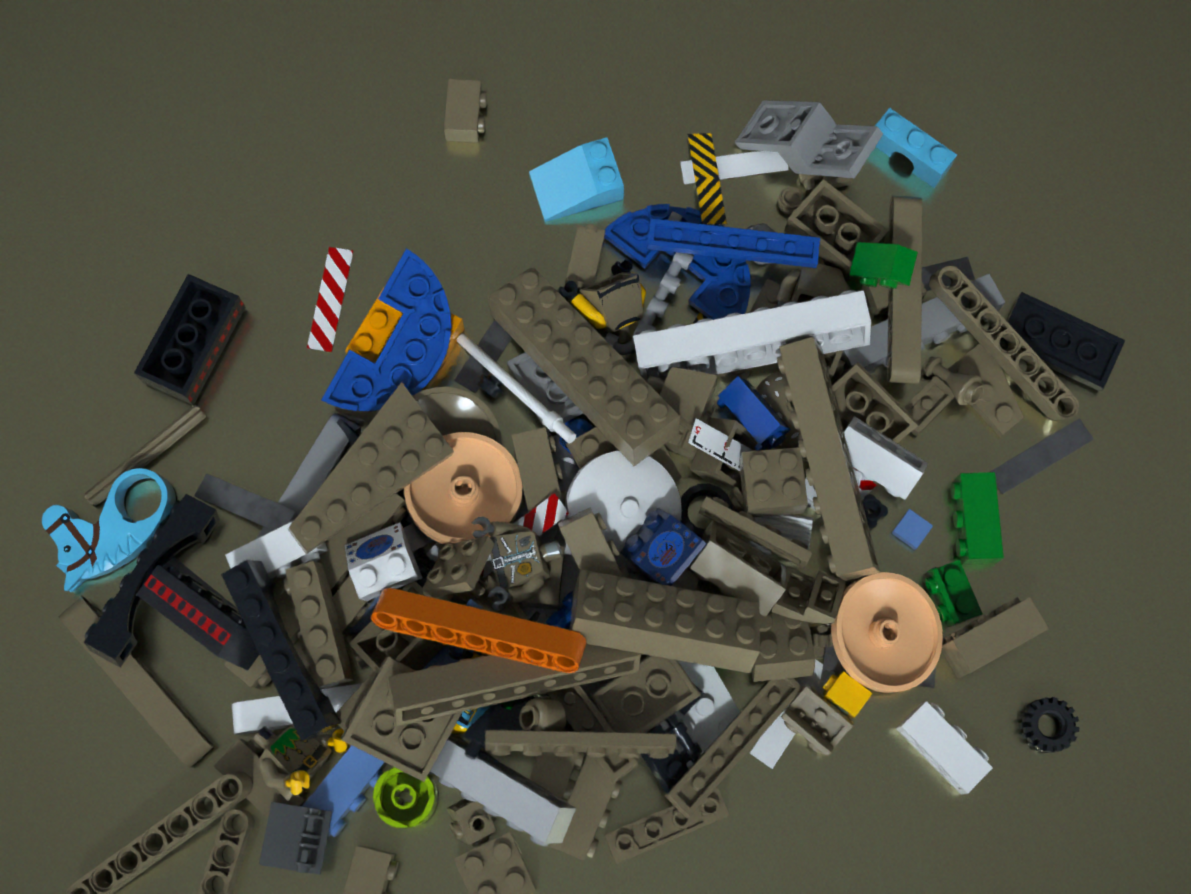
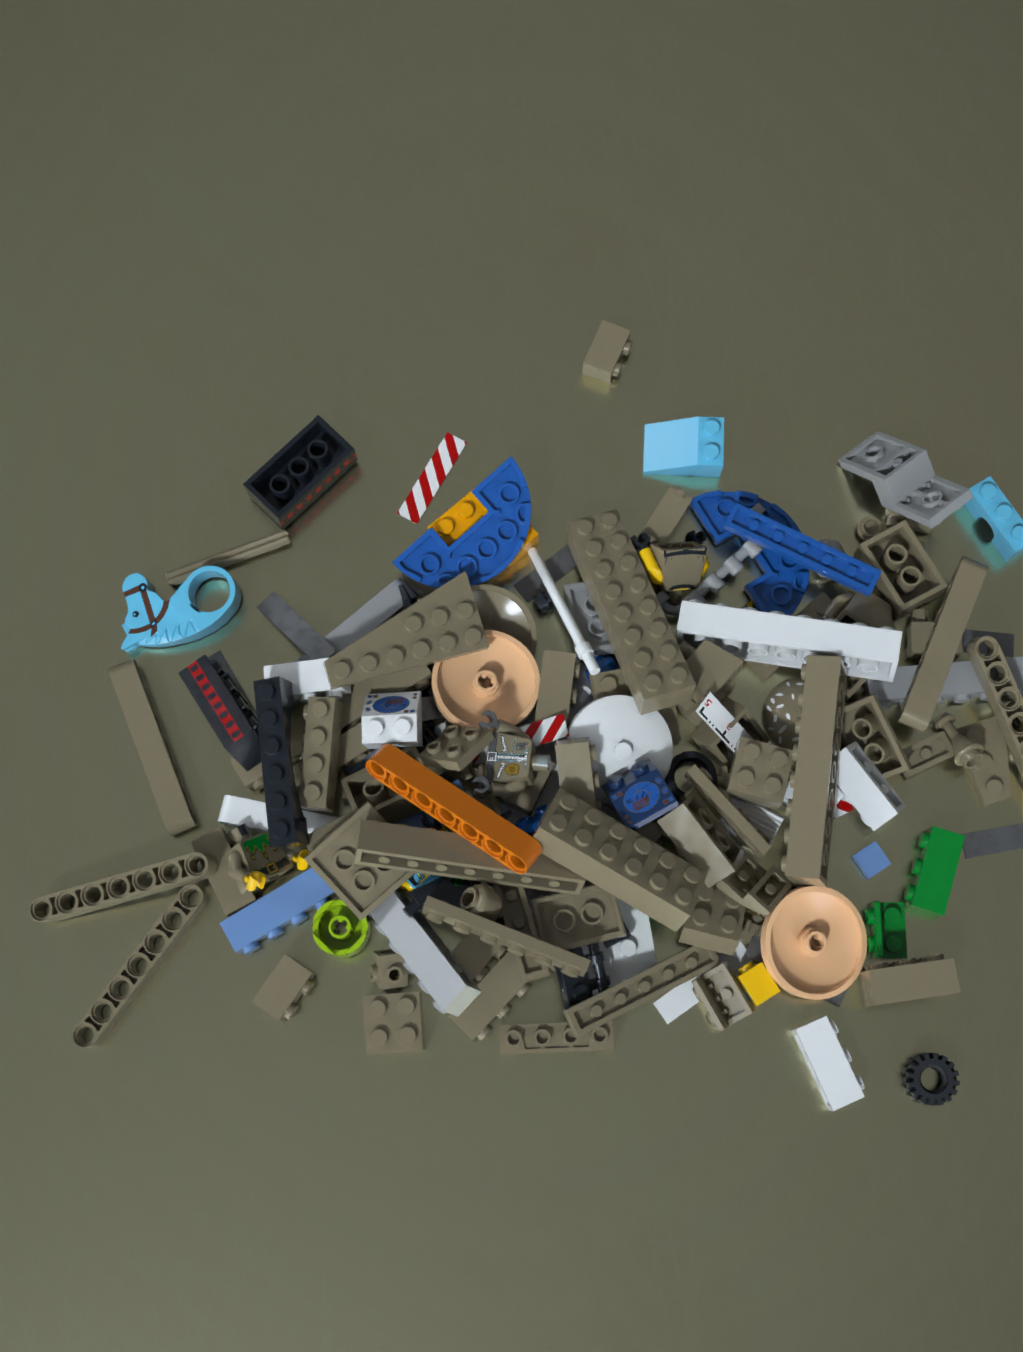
camera: 25 degrees right, 0 degrees up
(113, 634) = (242, 629): black arch -> none
(295, 838) = (236, 928): dark grey hinge -> none
(707, 179) = (800, 484): sticker -> none
(740, 165) = (827, 480): white sticker -> none
(754, 413) = (765, 706): blue brick -> none
(878, 508) = (847, 832): black plate -> none
(883, 264) = (930, 614): green brick -> none

